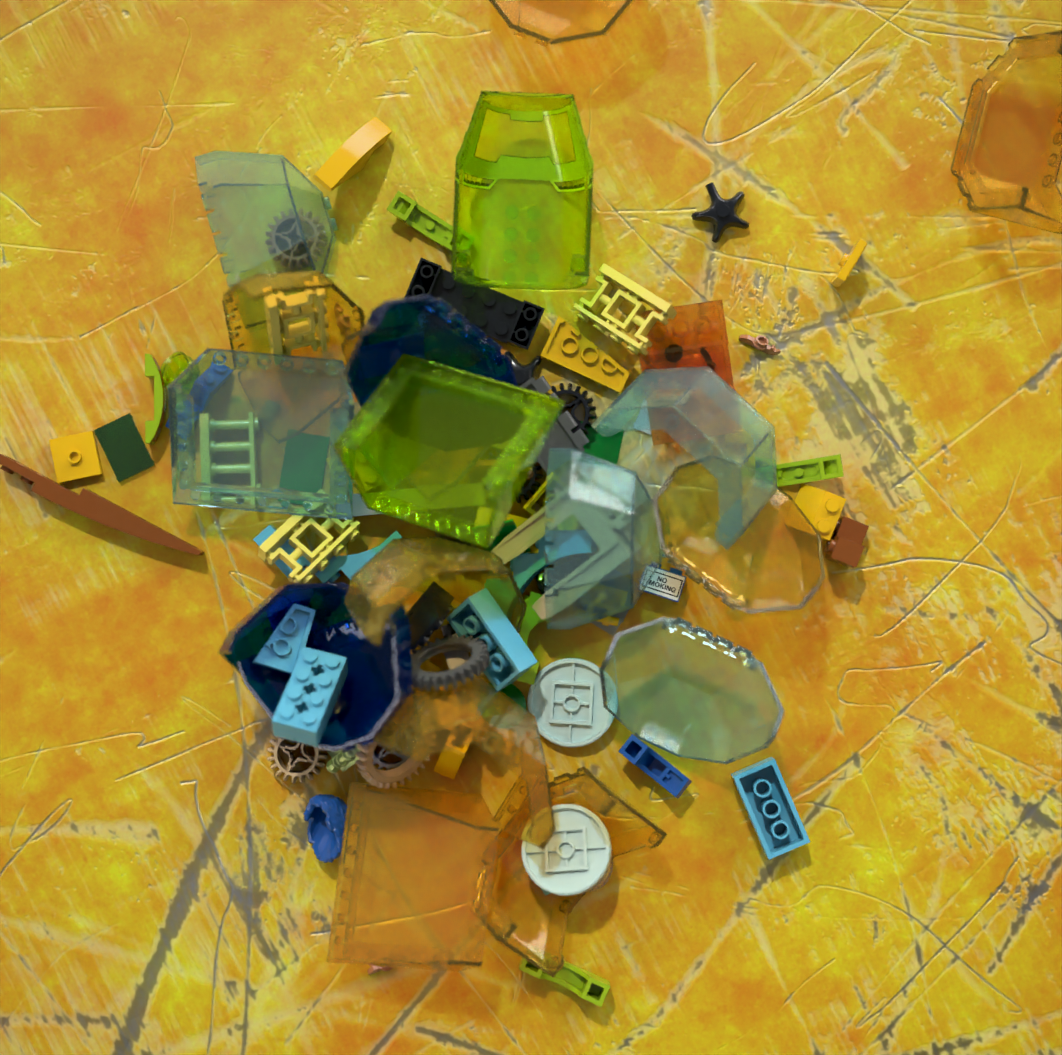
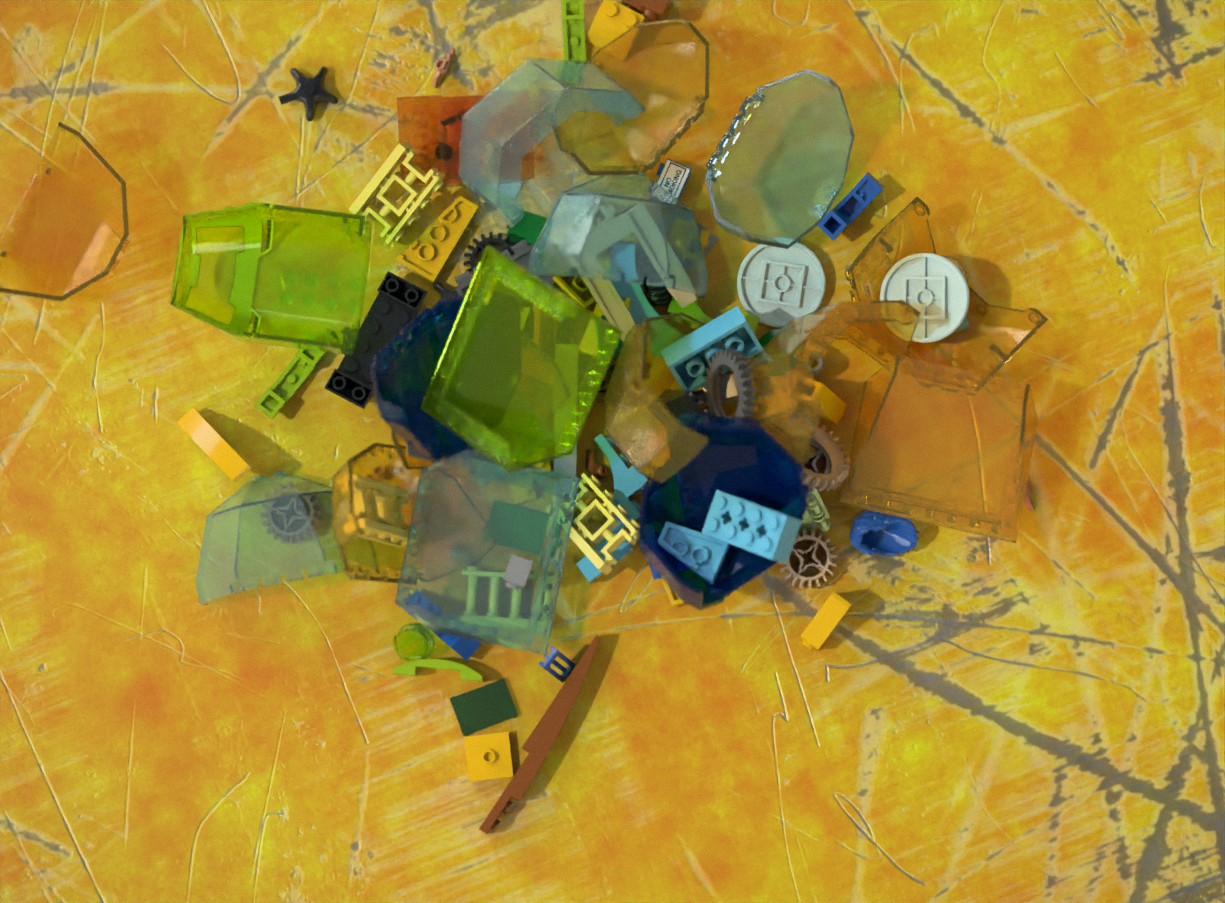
camera: 85 degrees left, 5 degrees down
(162, 506) = (551, 659): none -> blue tile
(235, 775) = (824, 621): none -> yellow slope
(249, 466) = (517, 572): none -> light grey brick
(371, 532) = (594, 466): none -> dark orange arm
(580, 981) = (1052, 308): lime arch -> none
(770, 808) = (901, 99): medium azure brick -> none

